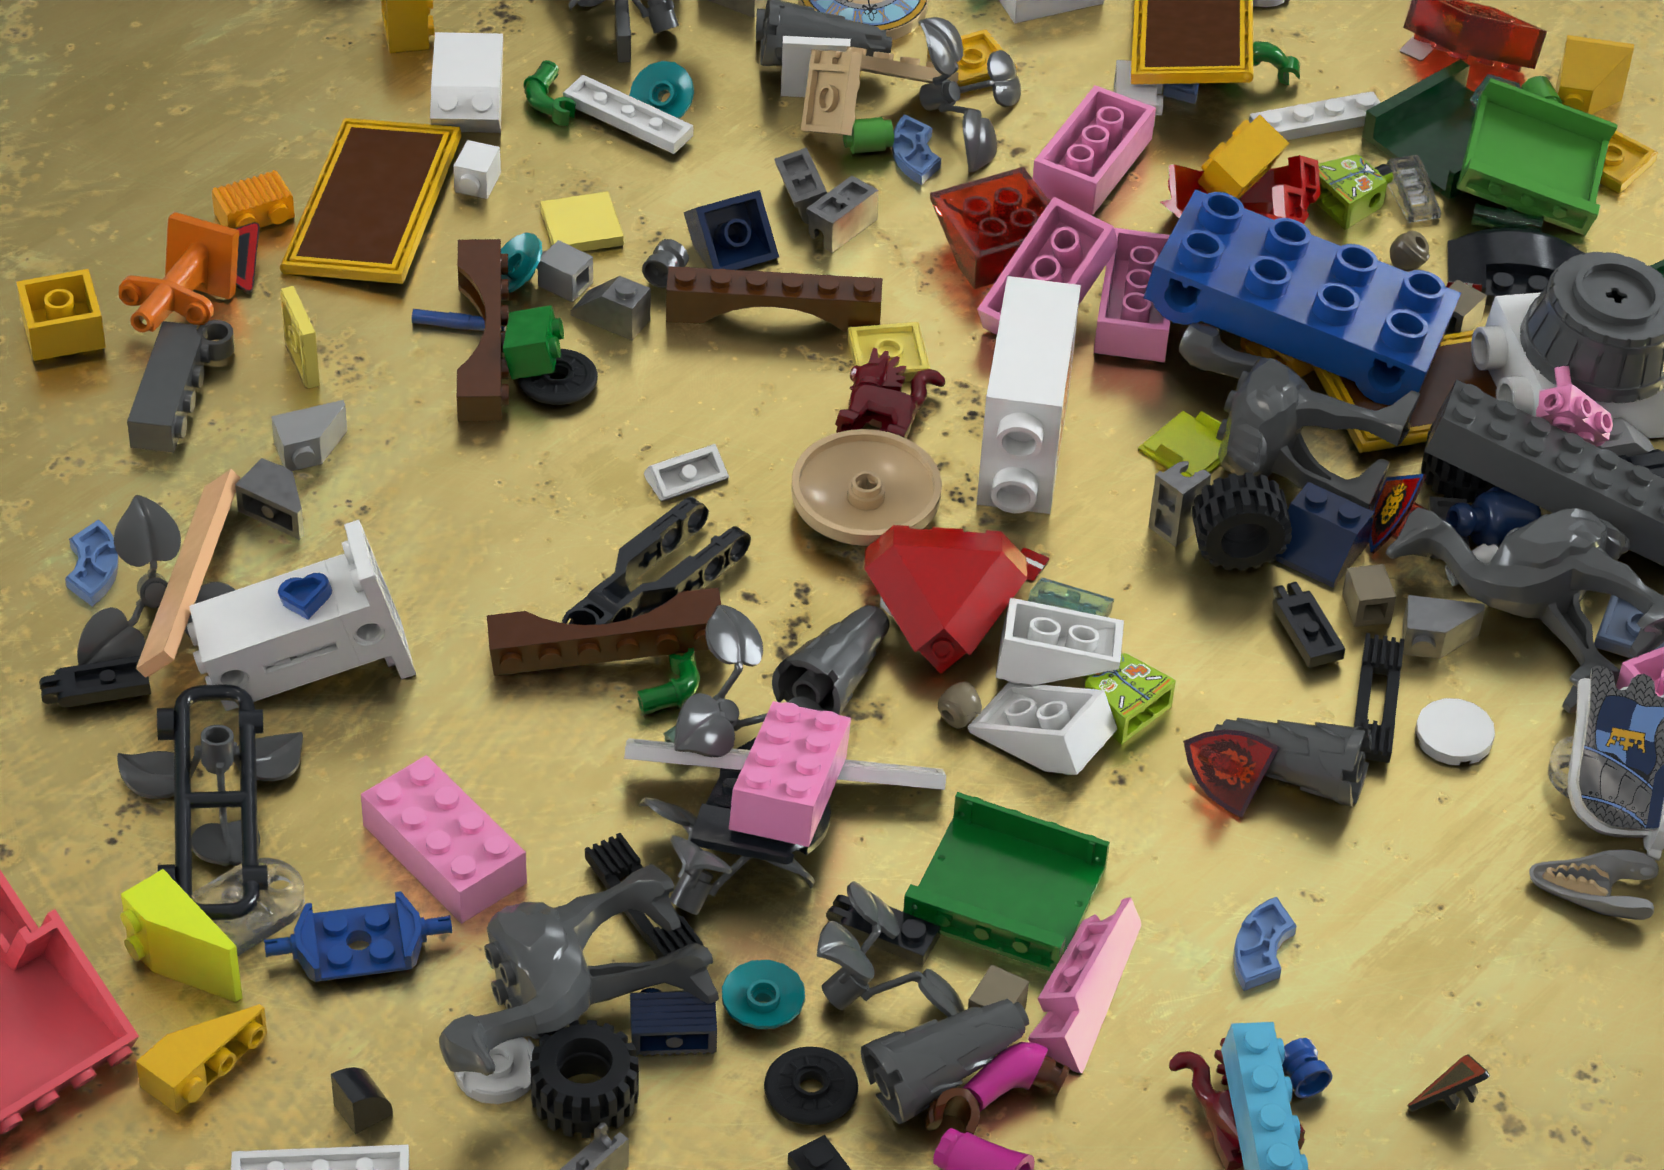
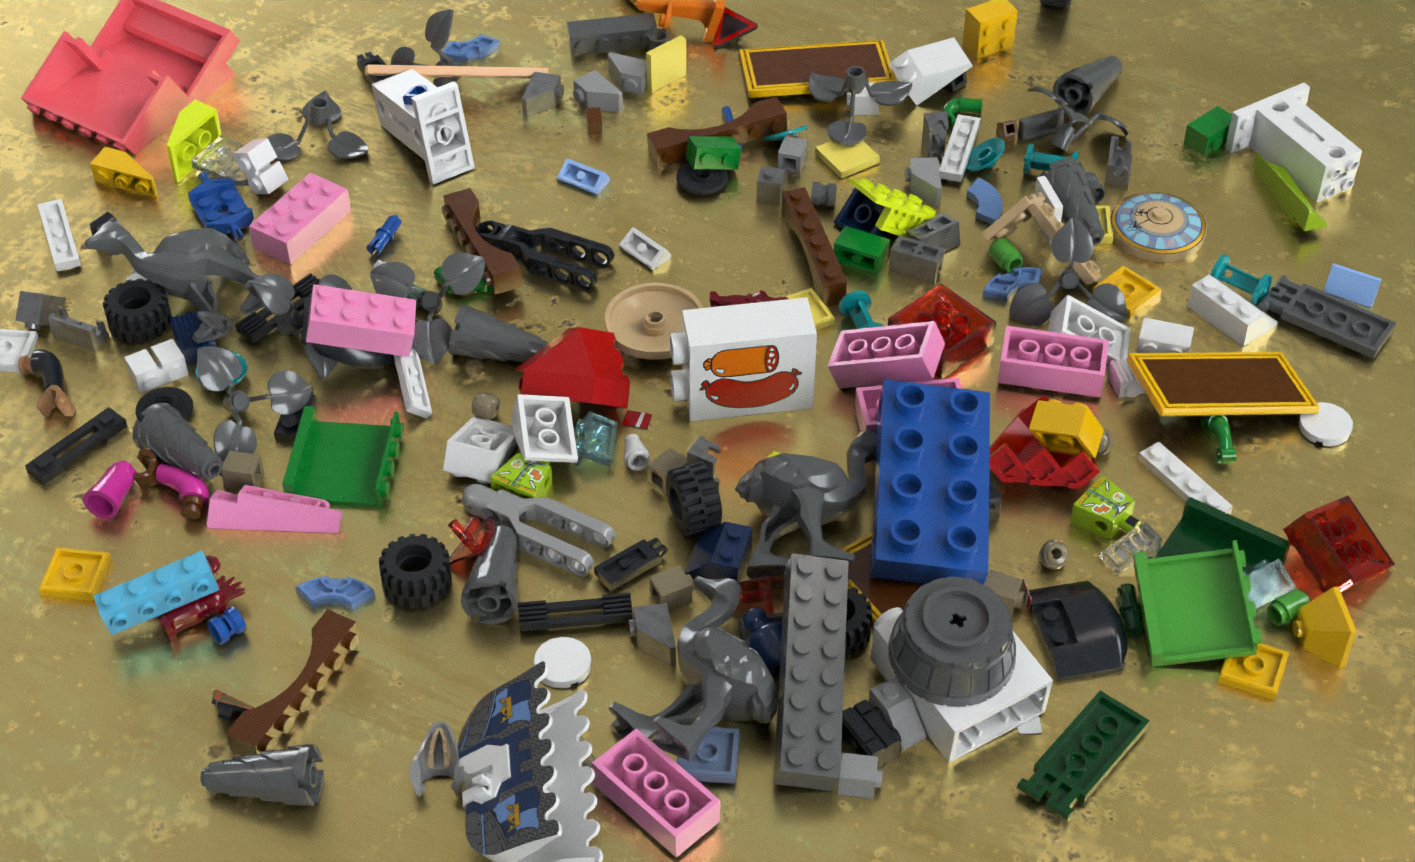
camera: 75 degrees right, 0 degrees up
(175, 725) = (340, 96): black bar -> none
(256, 200) = (781, 24): light orange brick -> none
(278, 389) = (628, 72): none -> light grey slope
(308, 854) = (255, 162): none -> white piece
(369, 455) = (593, 120): none -> reddish brown piece
(491, 501) = (583, 176): none -> light blue slope
(496, 139) = (829, 87): none -> dark grey plant
(526, 749) = (384, 235): none -> blue axle
(615, 60) = (1007, 130): none -> reddish brown piece
(617, 122) = (934, 134): none -> flat silver hinge
(684, 161) = (924, 179): none -> light grey slope
(722, 1076) = (152, 374): none -> white piece
(725, 27) = (1041, 160): none -> teal hose
(745, 123) = (987, 200): none -> medium blue tile
(756, 183) = (899, 211): none -> neon yellow bracket
(802, 251) = (861, 250): none -> green brick
(944, 292) = (855, 307): none -> teal hose
(1037, 111) = (1082, 320): none -> white slope
(1083, 53) = (1164, 337): none -> white brick
(1104, 573) = (636, 454): none -> white cone
(1156, 548) = (661, 465): none -> dark tan brick
(1180, 718) = (508, 508): none -> light grey piece
(1265, 861) = (415, 587): none -> black tyre
(1373, 960) = (264, 725): none -> reddish brown arch
(1574, 410) = (868, 643): bright pink brick -> none
(1601, 1047) = (271, 775): none -> dark grey cone

